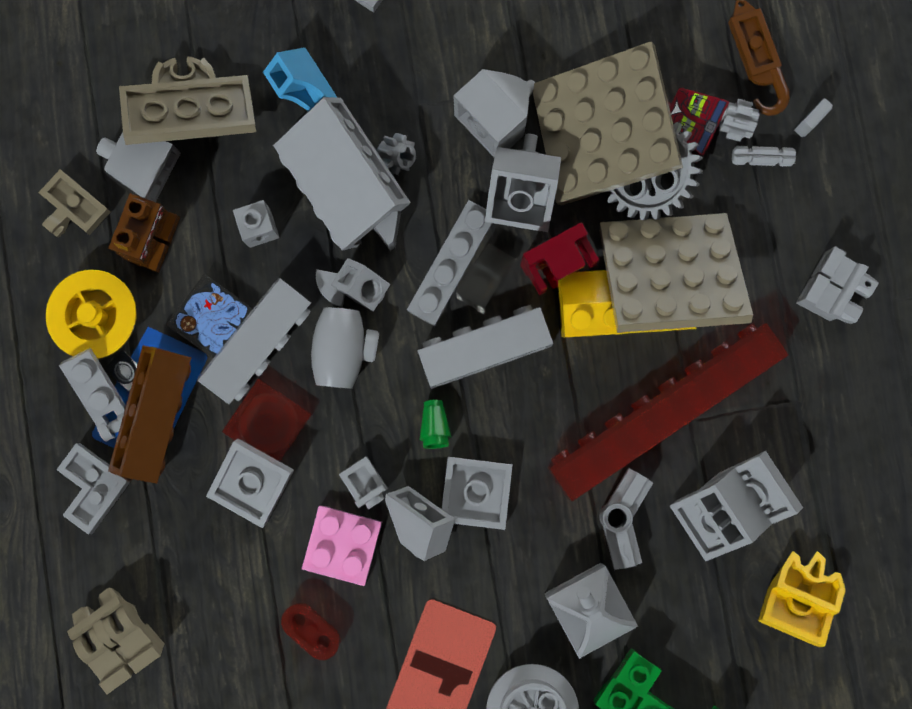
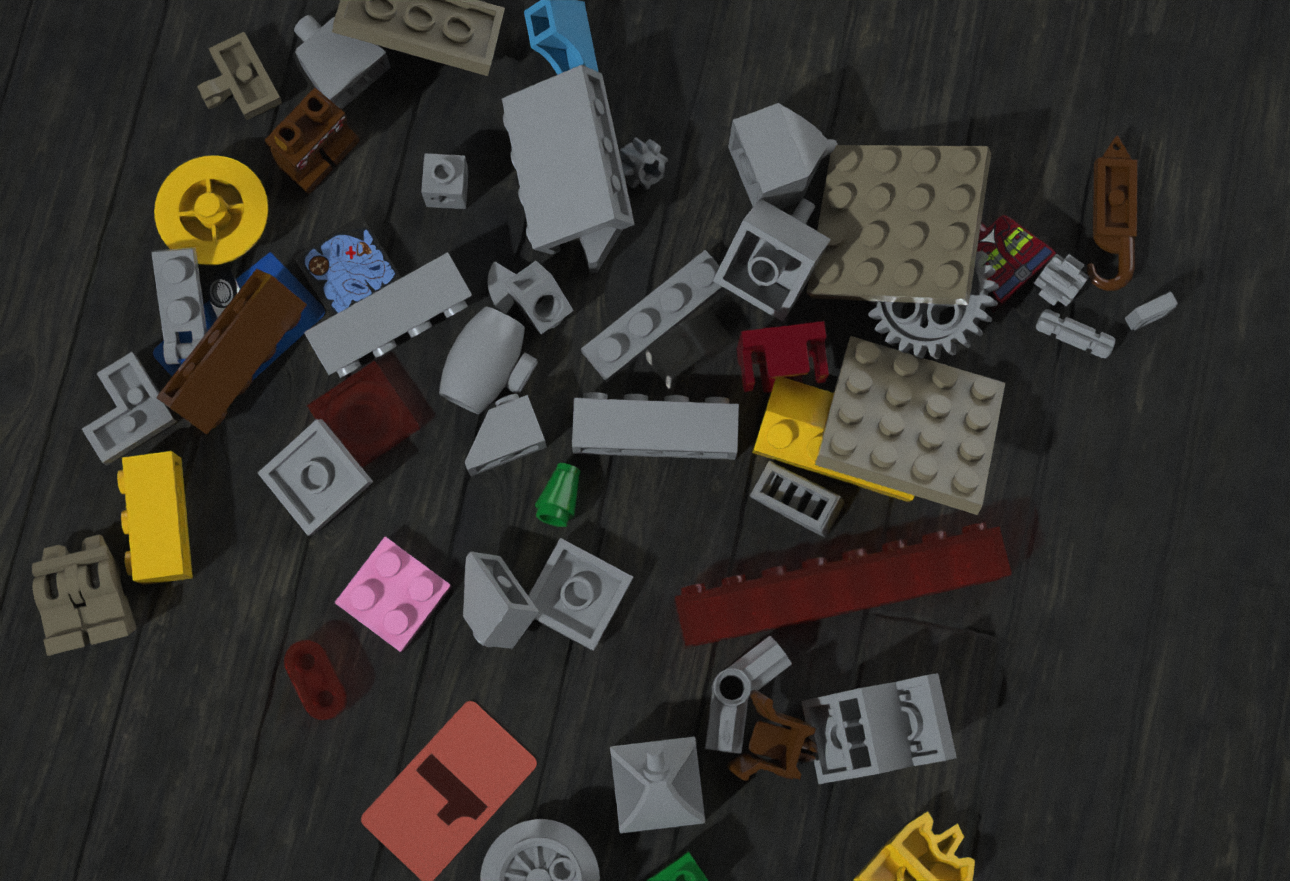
camera: 10 degrees right, 5 degrees down
(144, 559) = (155, 518): none -> yellow brick
(364, 483) = (449, 531): light grey bracket -> none
(377, 395) = (505, 435): none -> light grey slope
(636, 358) = (819, 493): none -> light grey slope
(664, 548) = (776, 742): none -> reddish brown piece
(833, 286) = (1100, 515): light grey hips -> none

